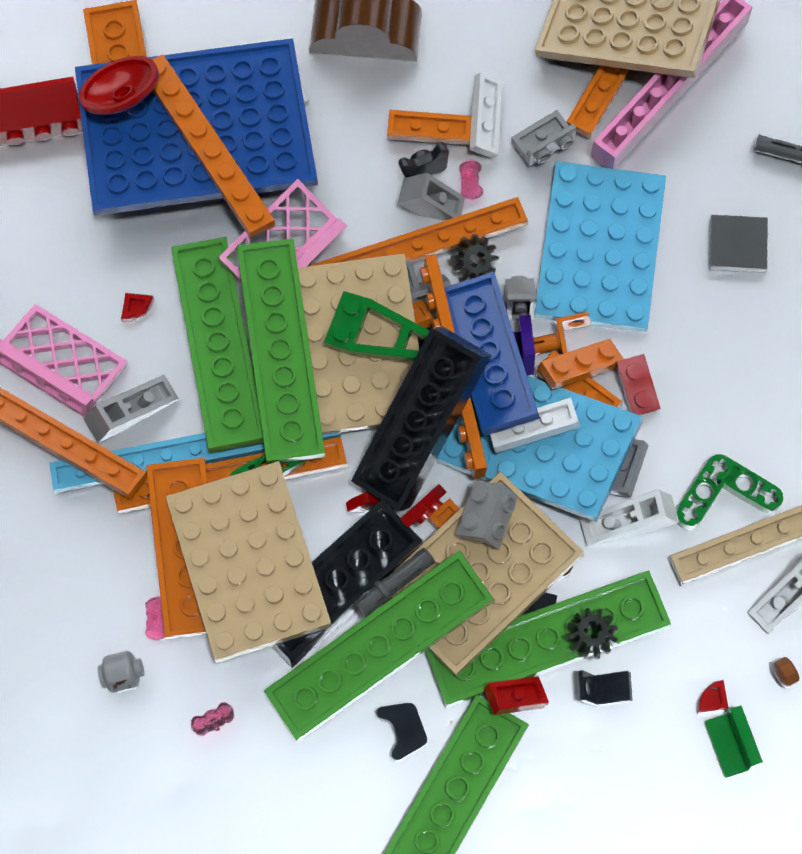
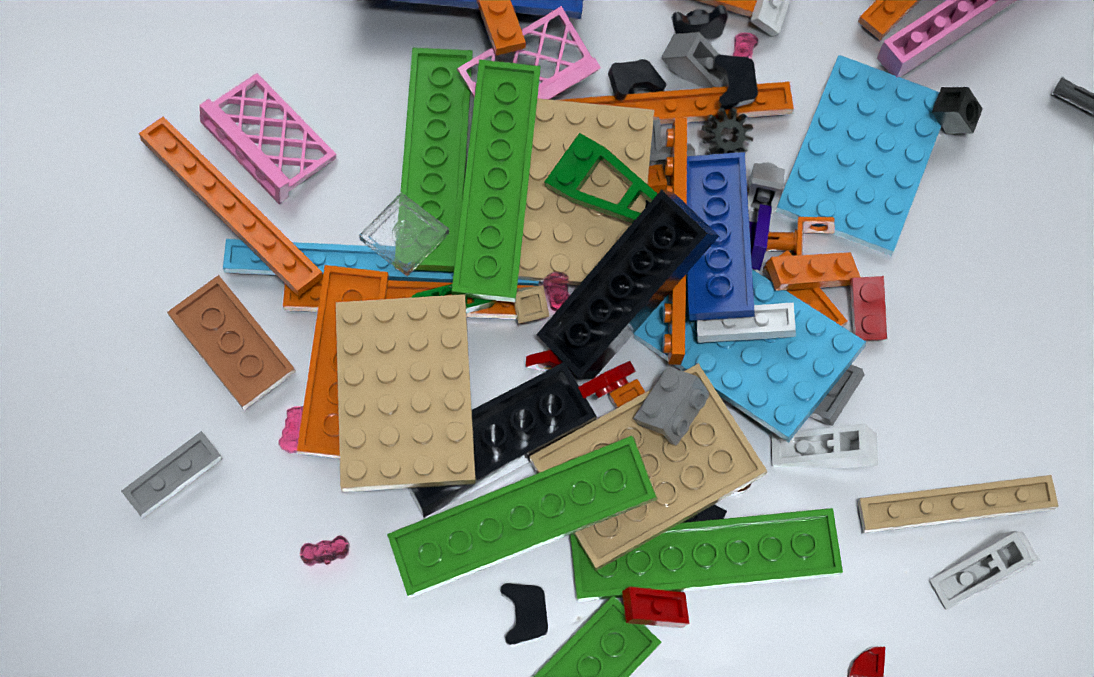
camera: 10 degrees right, 0 degrees up
(58, 686) = (171, 474): none -> light grey plate
(79, 554) = (231, 342): none -> nougat plate
(120, 672) = (240, 476): light grey head -> none
(129, 408) = (324, 202): light grey slope -> none
(136, 306) = (360, 100): red tile -> none
(210, 420) = (404, 234): none -> clear plate
(338, 454) = (530, 304): none -> tan slope
(358, 436) = (556, 289): none -> clear pink piece
(375, 225) = (632, 75): none -> black piece
(389, 586) = (544, 457): dark grey pin -> none
(474, 207) = (740, 80): none -> black piece
(544, 138) = (832, 28): light grey bracket -> none
(604, 637) = (766, 568): pearl dark grey gear -> none
(605, 688) = (754, 624): black bracket -> none
(673, 187) = (957, 110): none -> pearl dark grey brick
(728, 482) = (940, 433): green beam -> none
(738, 243) = (1013, 186): dark grey tile -> none
(786, 672) = (955, 656): dark orange tile -> none

